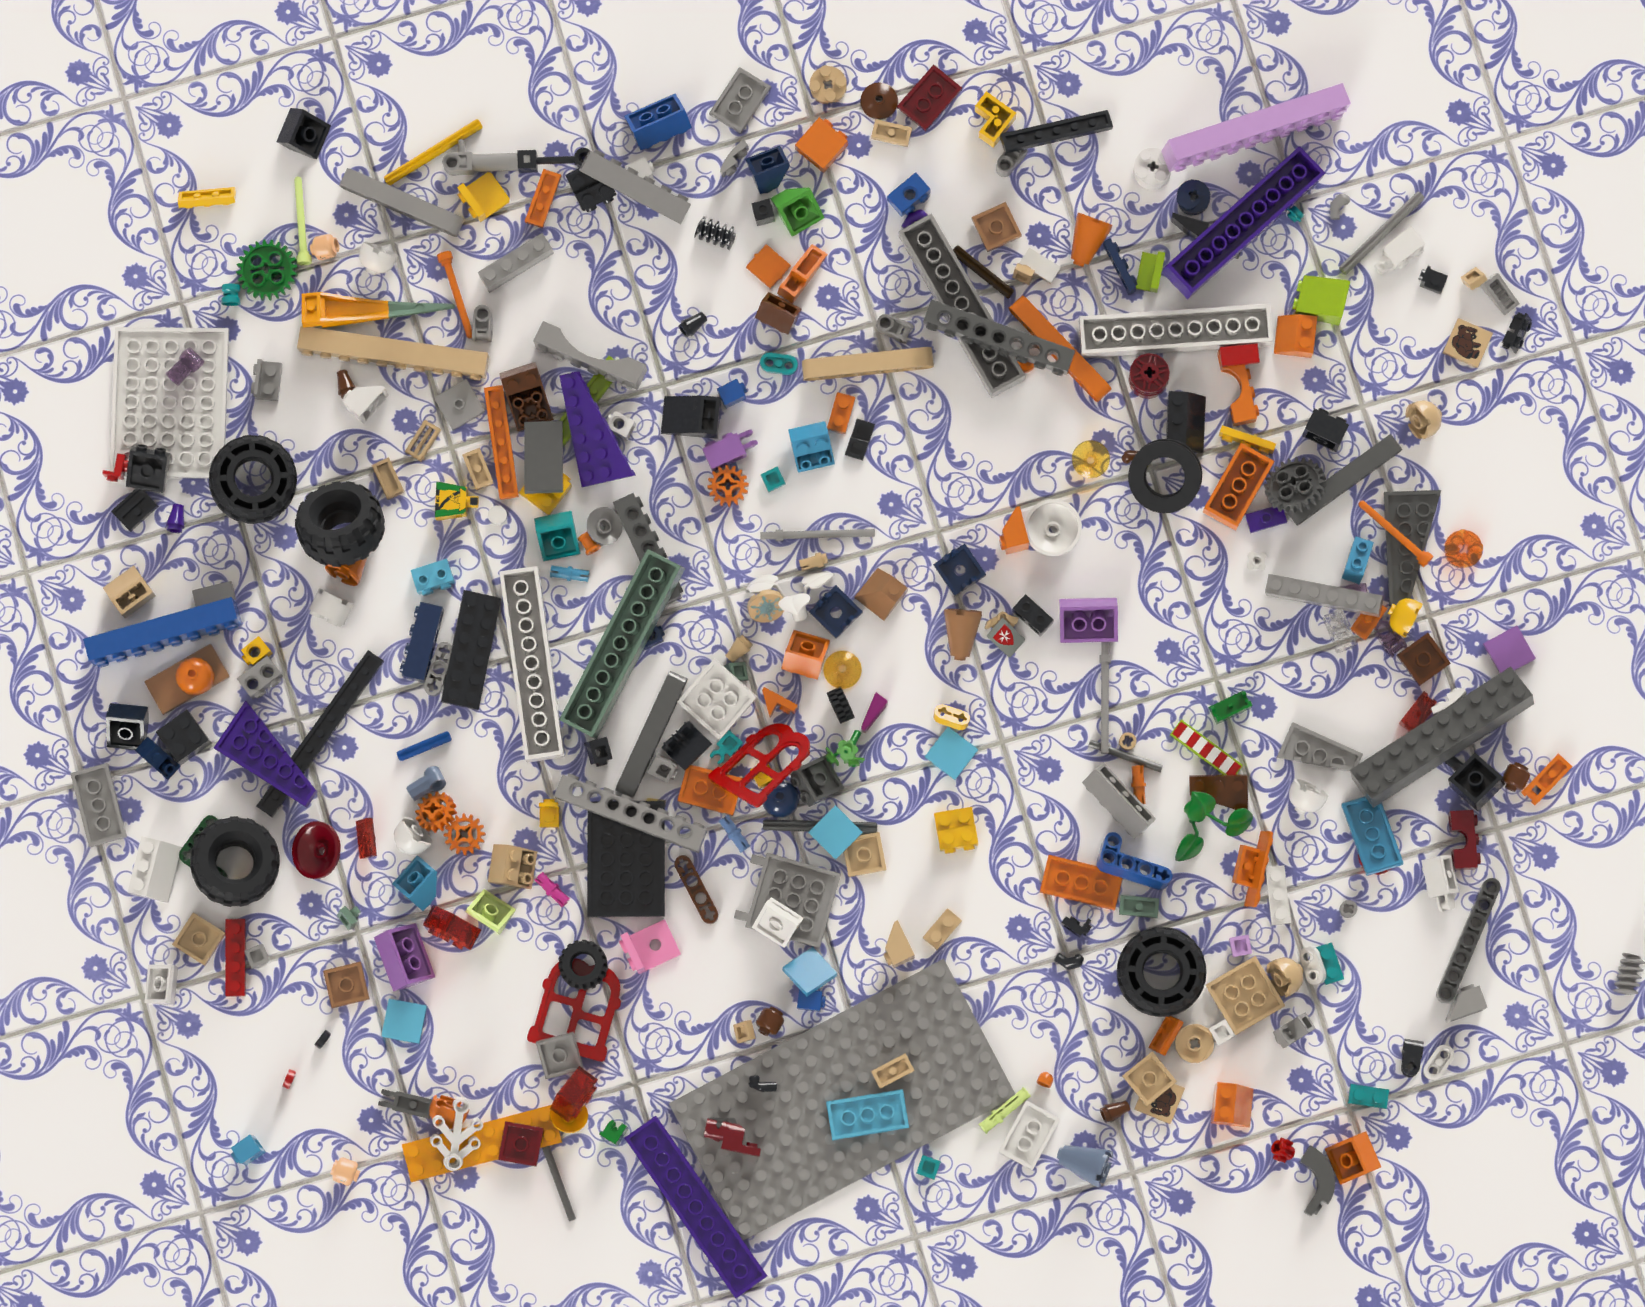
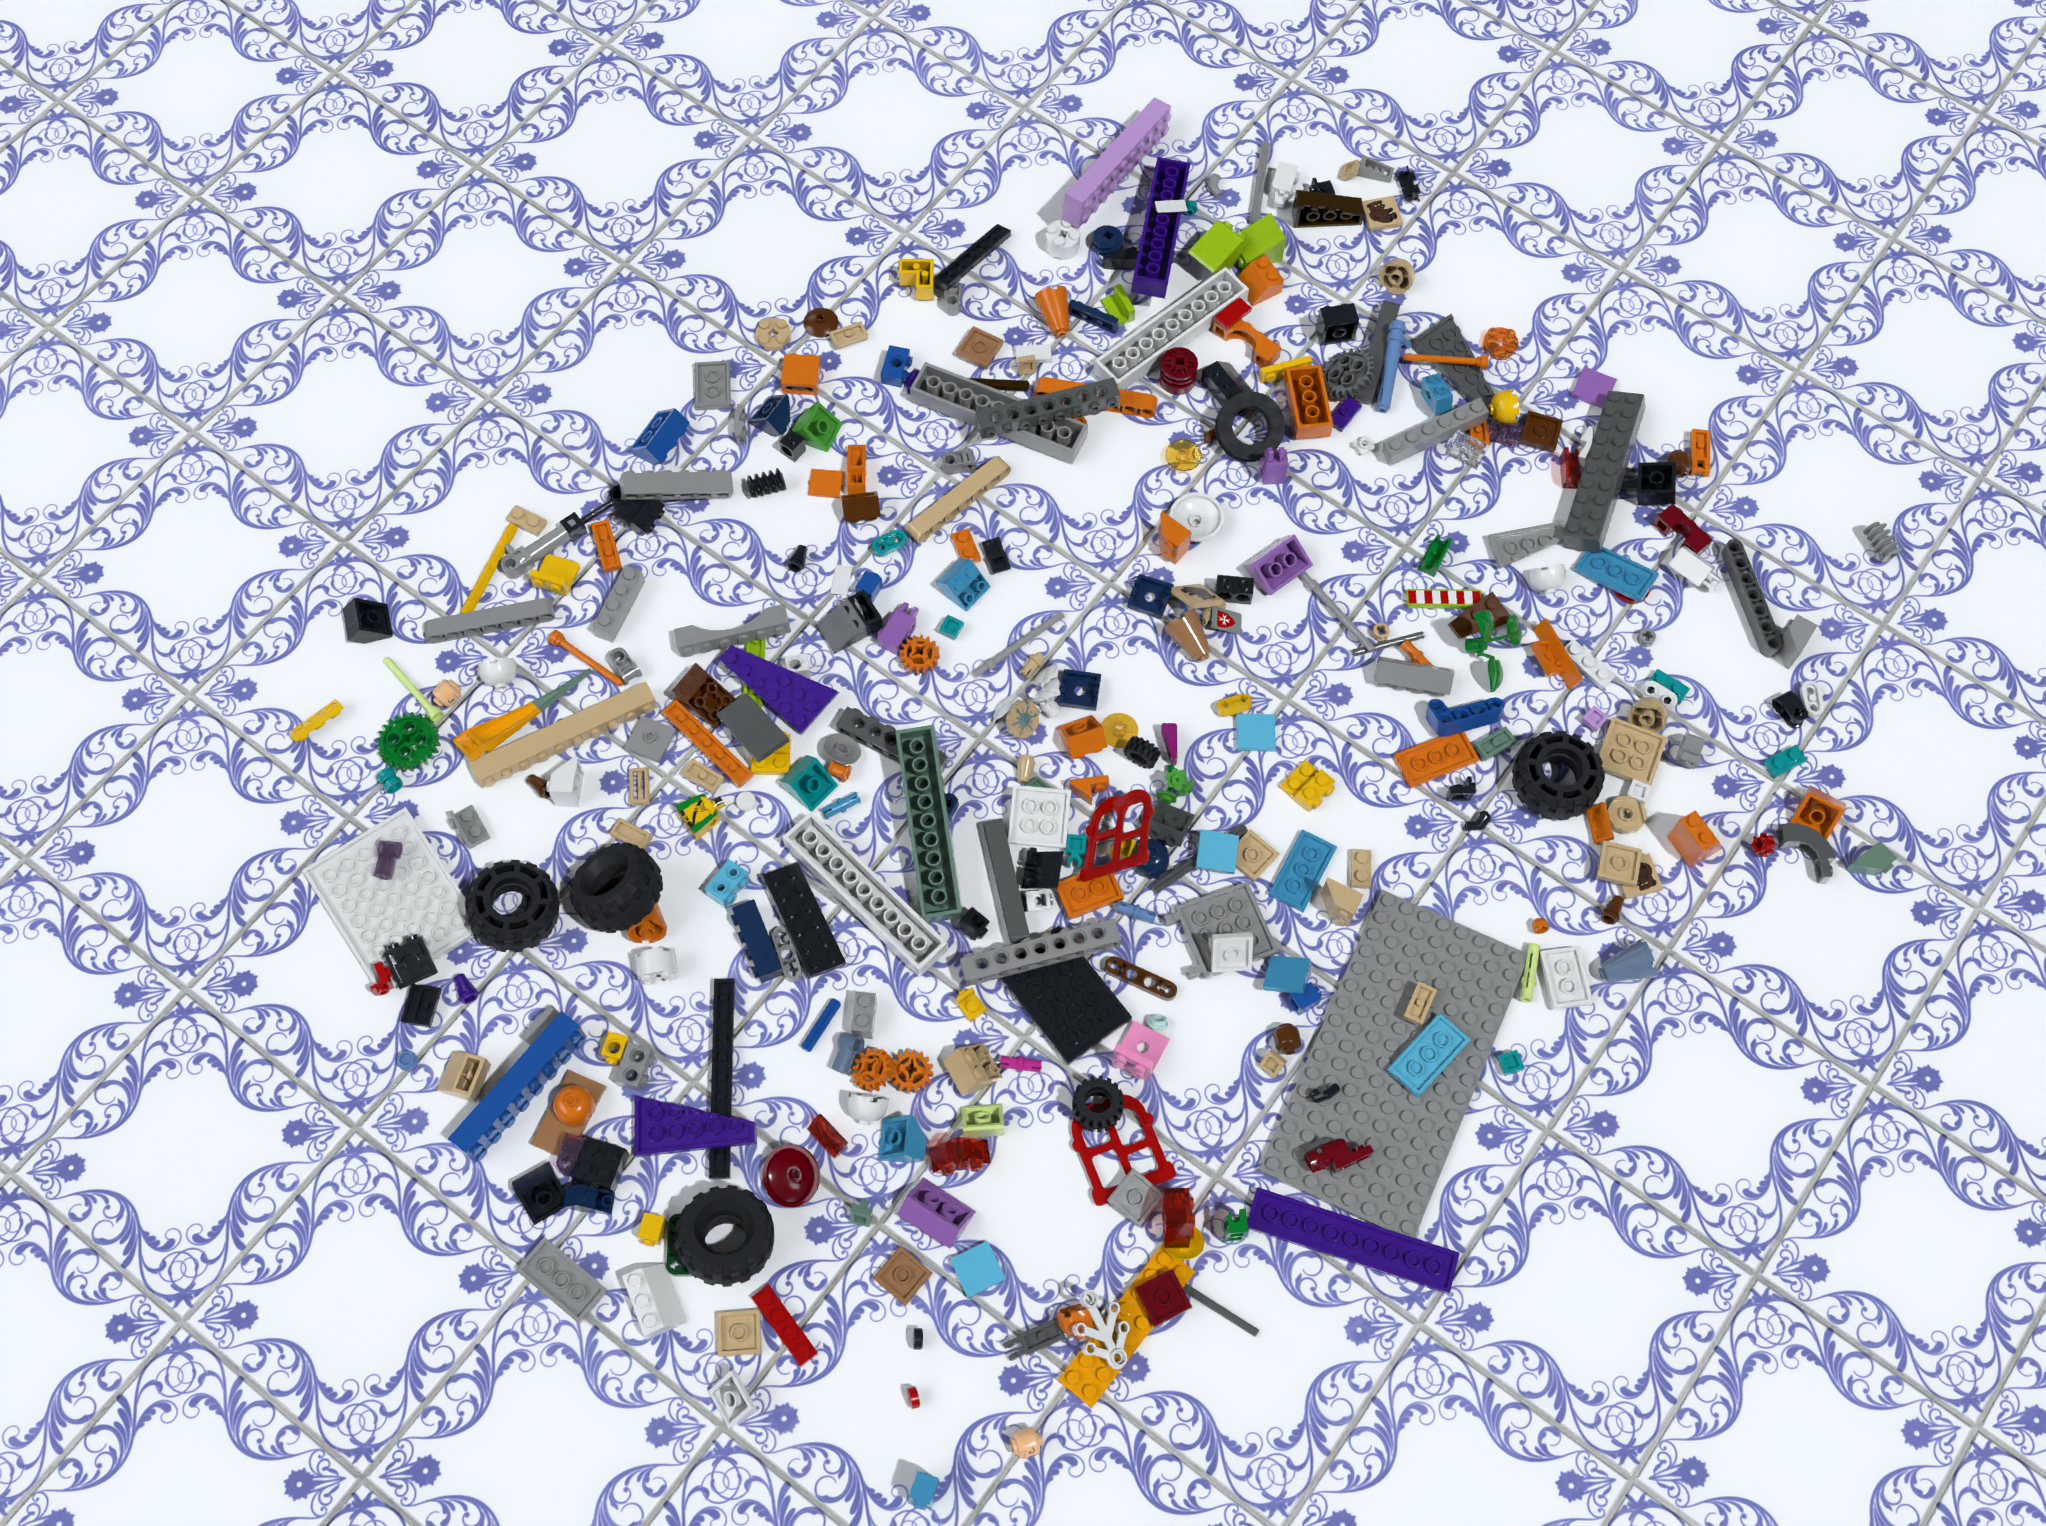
camera: 45 degrees left, 15 degrees down
(96, 546) = (407, 1060): none -> medium blue plate
(169, 710) = (569, 1151): none -> clear purple piece
(188, 815) = (652, 1229): none -> yellow brick
(257, 956) = (804, 1308): light grey plate -> none
(460, 763) = (864, 1014): none -> light grey brick
(494, 125) = (526, 520): none -> tan plate
(681, 934) = (1158, 1022): none -> light aqua plate
(716, 368) = (841, 579): none -> white sticker
(881, 593) = (1104, 652): medium nougat slope -> none
(894, 896) = (1302, 871): none -> dark azure tile
(929, 97) = (858, 295): dark red plate -> none
(993, 600) = (1196, 596): none -> tan tile
(1155, 528) = (1273, 466): none -> medium lavender hinge
(1265, 210) = (1171, 206): none -> white sticker
(1278, 280) = (1219, 246): none -> lime slope
(1361, 484) = (1394, 341): none -> medium blue cylinder
(1362, 1229) = (1873, 861): none -> sand green slope
(1415, 307) = (1326, 210): none -> dark brown wedge

